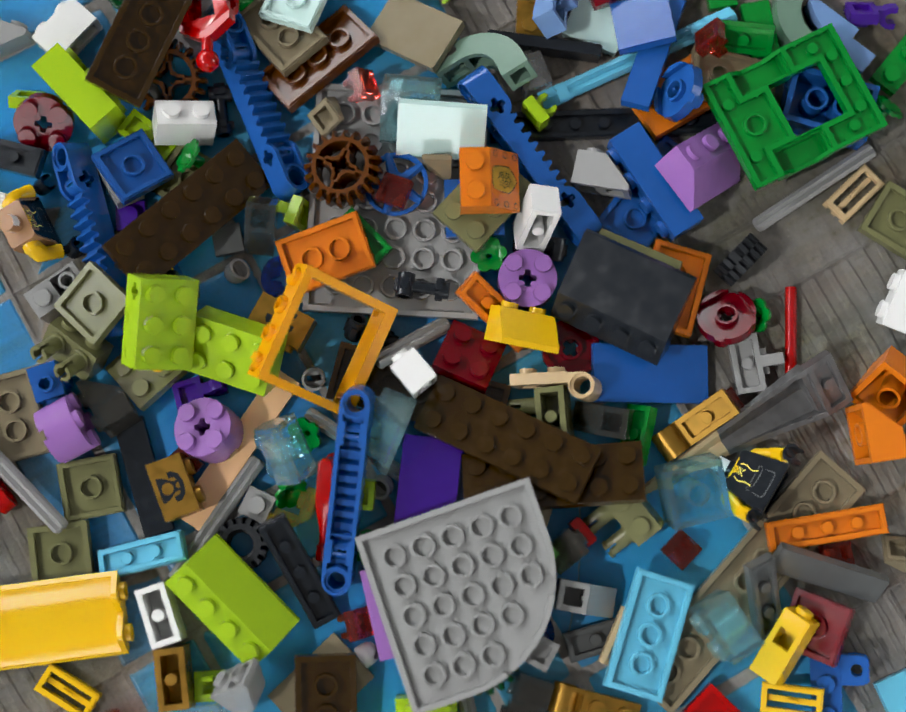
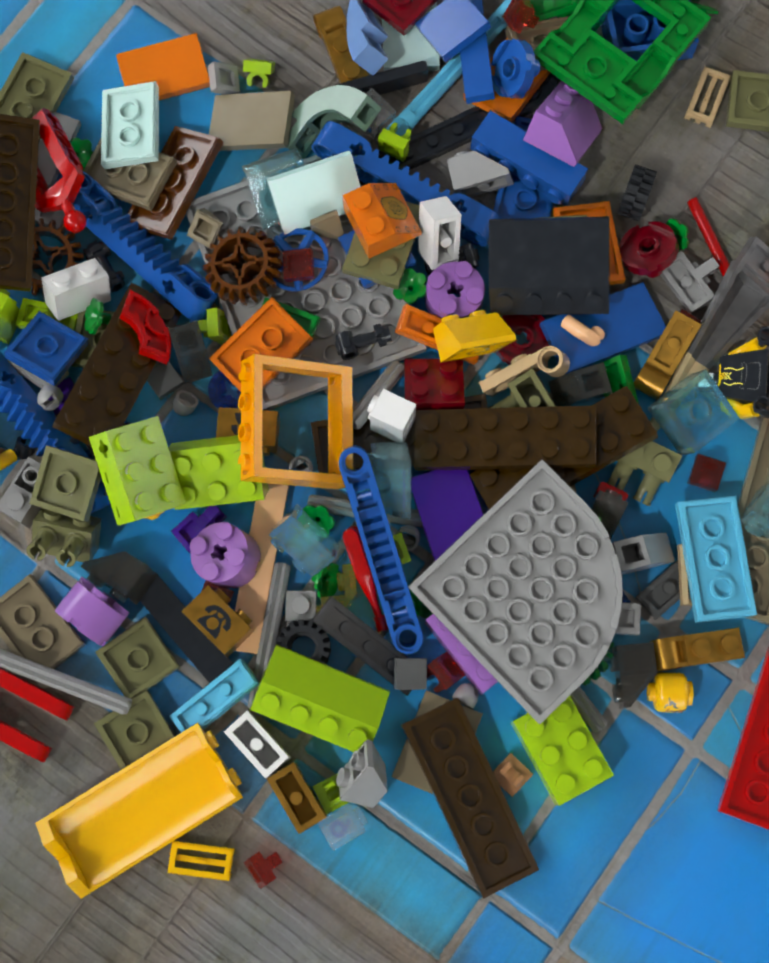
camera: 20 degrees left, 5 degrees down
(46, 385) = (54, 579): blue brick -> none
(113, 209) = (45, 393): none -> light grey hinge
(143, 385) = (142, 538): olive plate -> none
(232, 188) = (149, 326): none -> red tile
(325, 612) = (410, 673): none -> dark grey tile
(356, 325) = (318, 404): black bar -> none
(363, 84) = (228, 186): clear red tile -> none
(625, 371) = (589, 336): none -> light nougat arm
(813, 188) = (670, 106): light grey axle -> none

